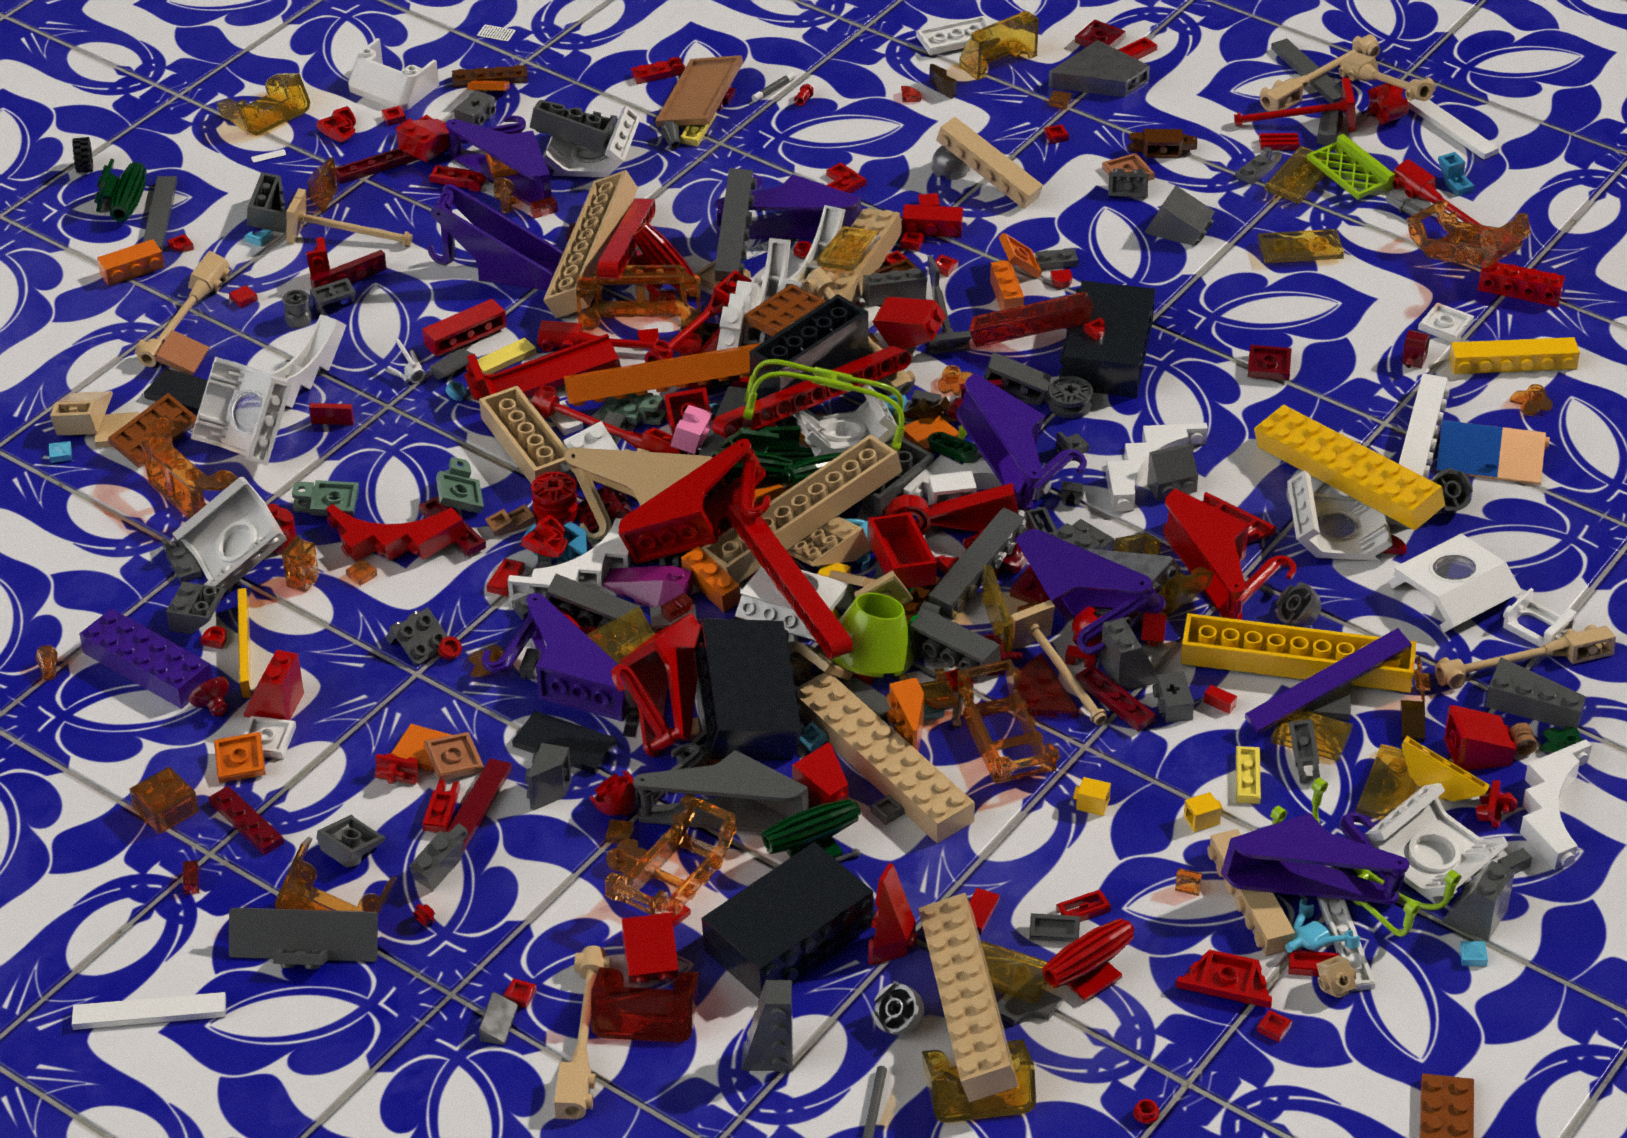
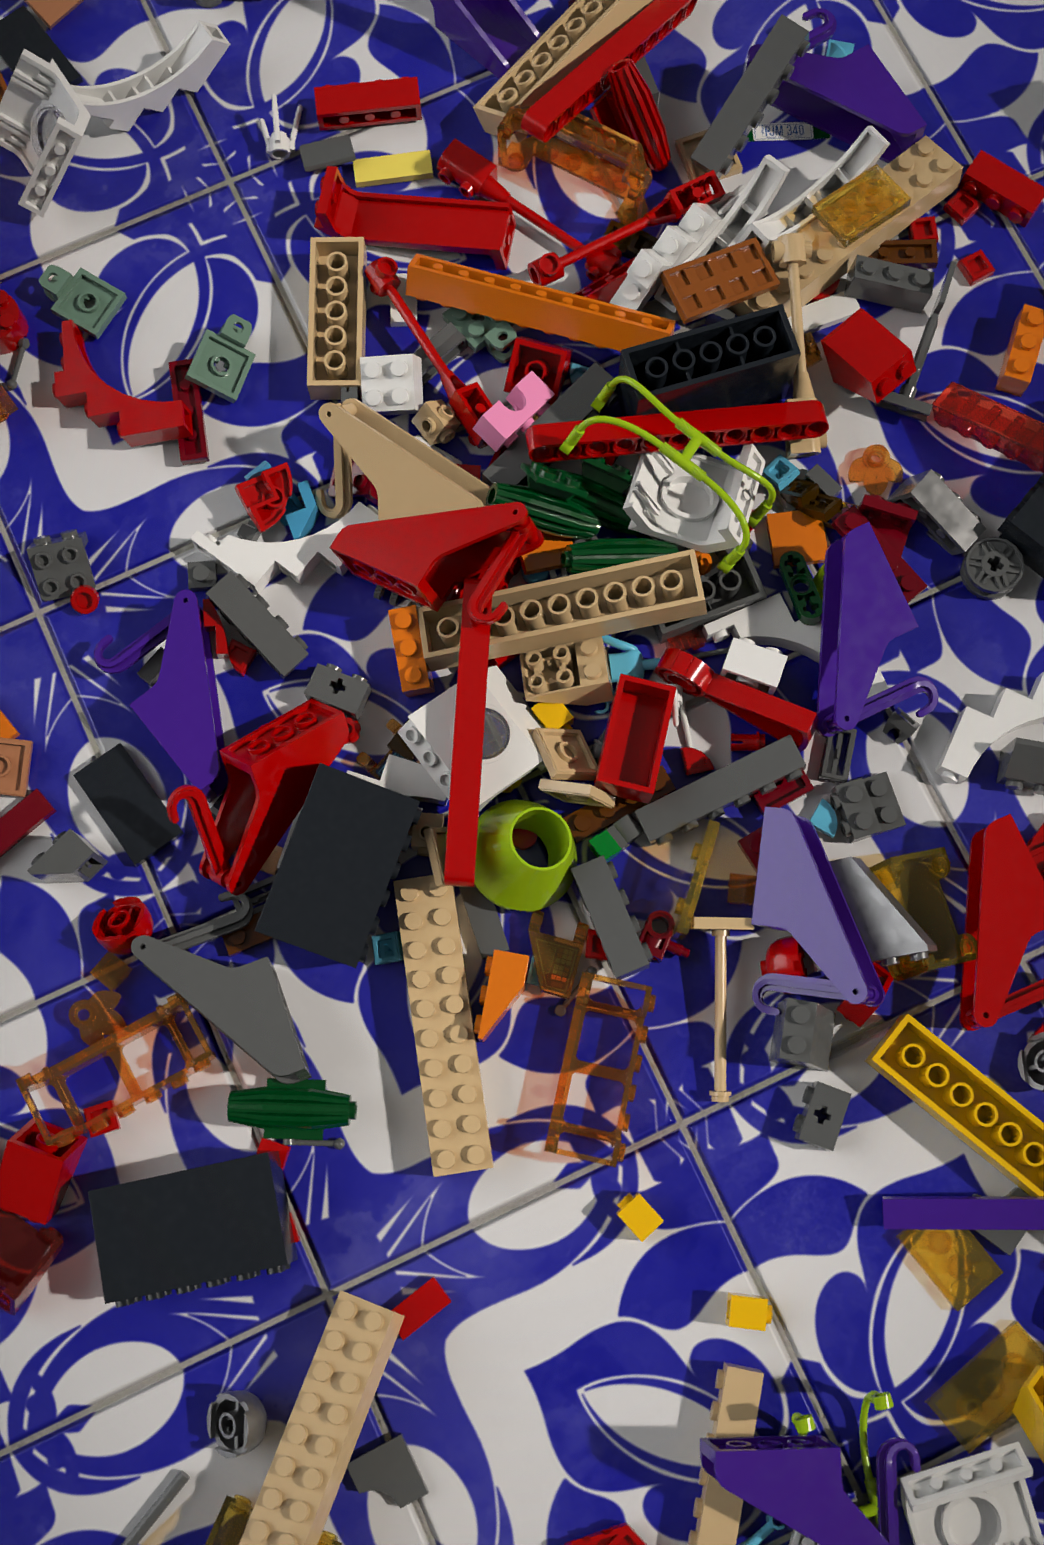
camera: 30 degrees right, 35 degrees up
(331, 413) = (155, 167): red tile -> none
(361, 572) = (60, 430): clear orange tile -> none
(456, 390) = (307, 197): medium azure tile -> none
(476, 659) = (121, 631): clear orange plate -> none
(499, 581) = (206, 516): red tile -> none
(515, 520) = (255, 434): medium nougat slope -> none
(555, 495) = (307, 449): red wheel -> none
(622, 634) = (258, 694): clear yellow plate -> none
(648, 335) = (568, 217): red tile -> none
(649, 584) = (348, 624): magenta wedge -> none
(676, 607) = (341, 684): clear red piece -> none
(771, 1032) = (72, 1396): dark grey wedge -> none
(801, 249) = (823, 155): red plate -> none
(822, 776) = (347, 1044): red slope -> none
(845, 178) = (943, 70): red tile -> none
(887, 810) = (408, 1099): dark grey tile -> none
(892, 921) = (298, 1303): red wedge -> none
(929, 199) = (1019, 151): red tile -> none
(1014, 972) = (398, 1428): clear yellow plate -> none
(1044, 690) = (683, 1013): clear red wing -> none
(1054, 927) = (482, 1385): dark grey tile -> none
(1072, 442) = (947, 645): dark grey bracket -> none
(1074, 652) = (747, 982): red piece -> none
(1085, 910) = (506, 1378): red tile -> none
(1085, 962) = (477, 1473): red plate -> none
(1115, 698) = (756, 1077): dark red plate -> none
(1188, 882) = (666, 1408): clear orange tile -> none
(1220, 699) = (875, 1144): red piece -> none
(1248, 775) = (836, 1275): light yellow tile -> none
(1304, 747) = (920, 1287): dark grey hinge -> none

